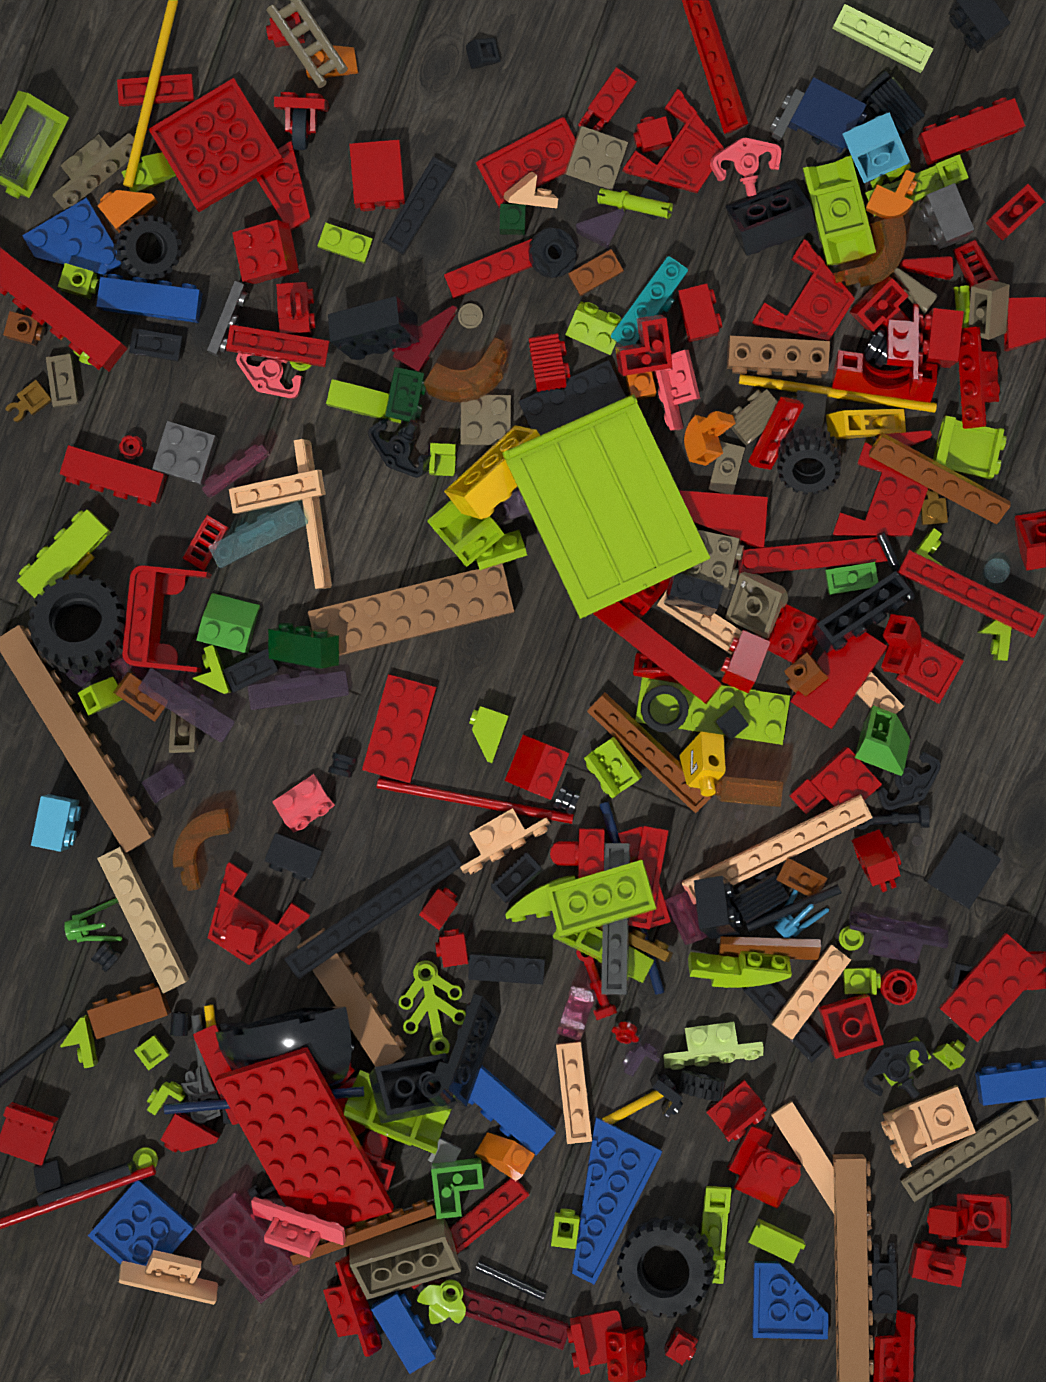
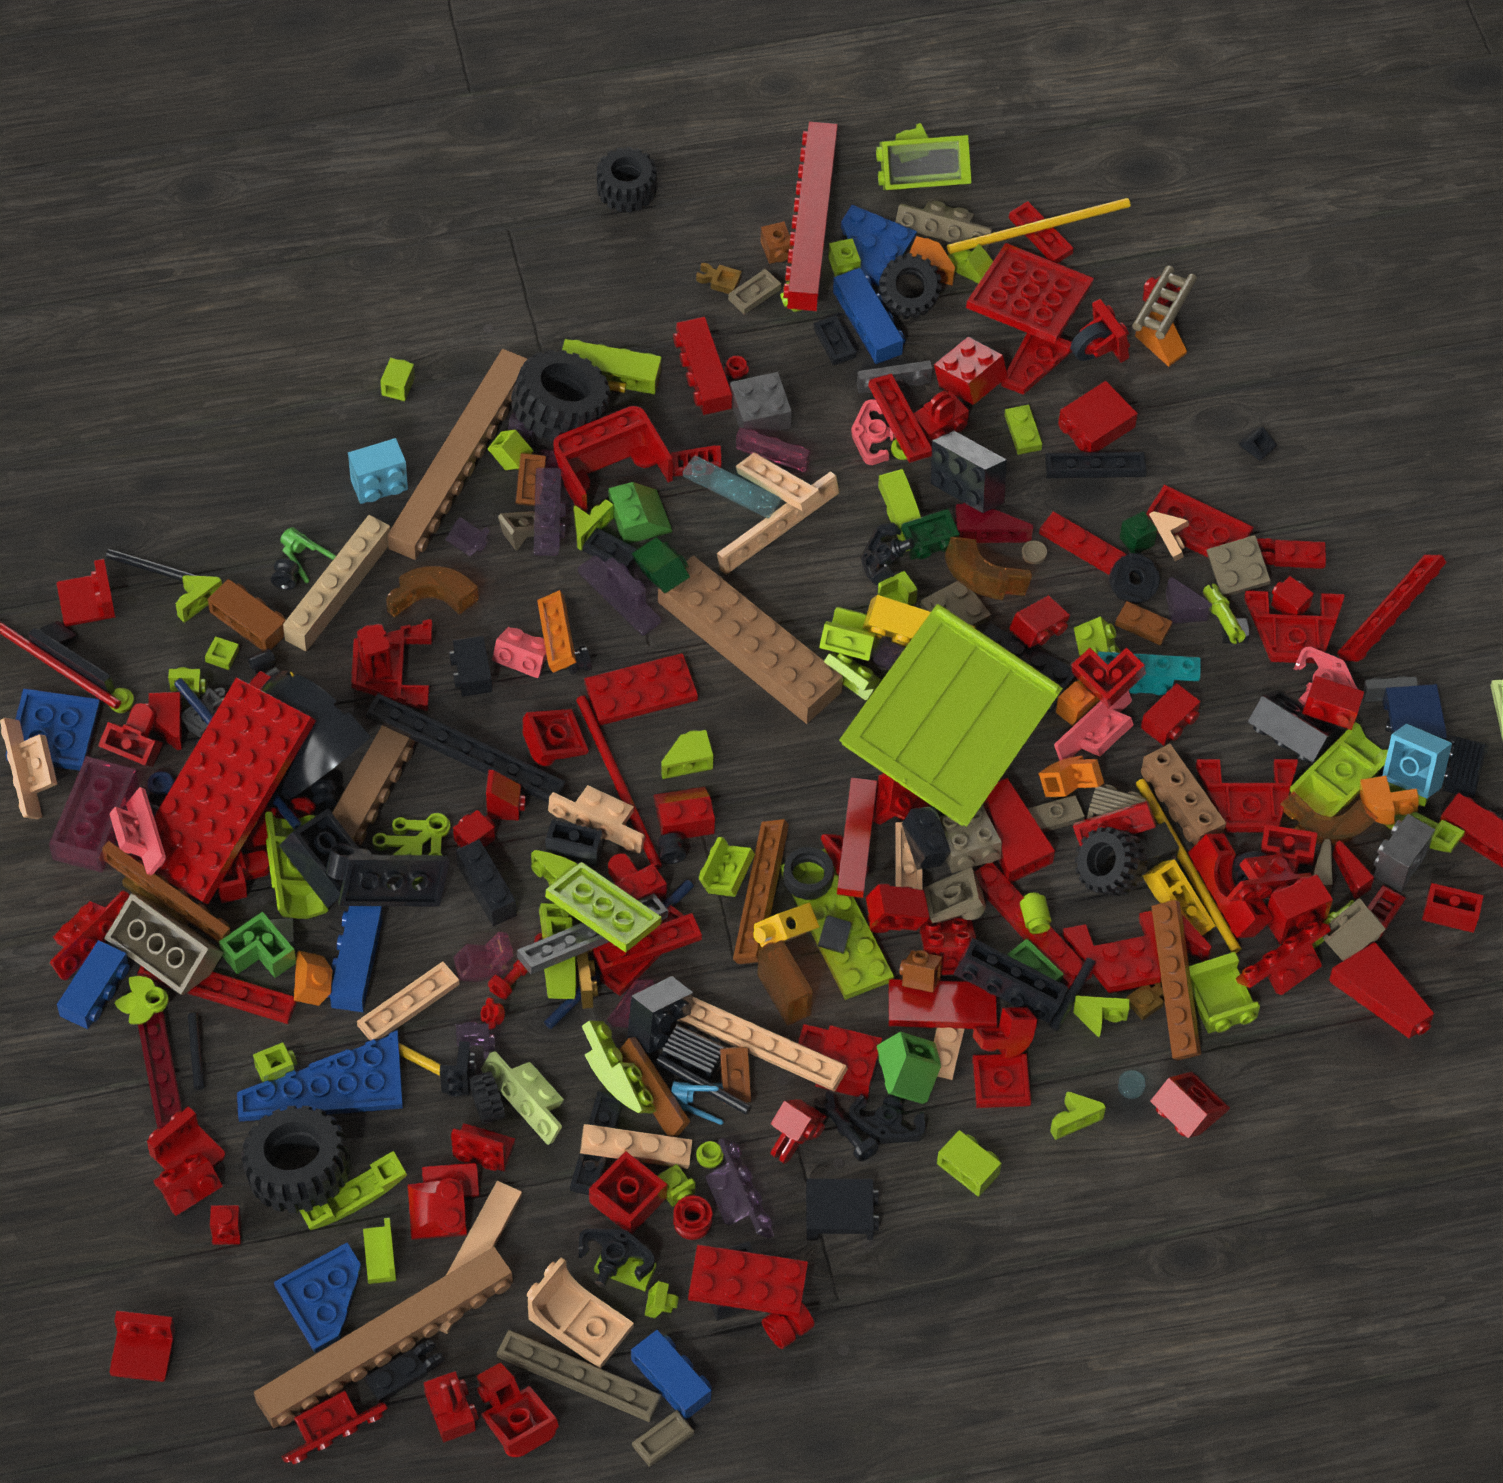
camera: 60 degrees right, 30 degrees down
(195, 1177) = (133, 738): none -> red brick
(246, 1171) = (160, 784): none -> dark blue tile
(308, 769) = (556, 631): none -> orange plate
(403, 829) = (553, 736): none -> red slope
(780, 177) = (1333, 702): none -> red brick
(814, 551) = (1035, 913): none -> lime brick
(971, 594) = (1094, 1061): red tile -> none
(986, 744) = (969, 1162): none -> lime brick

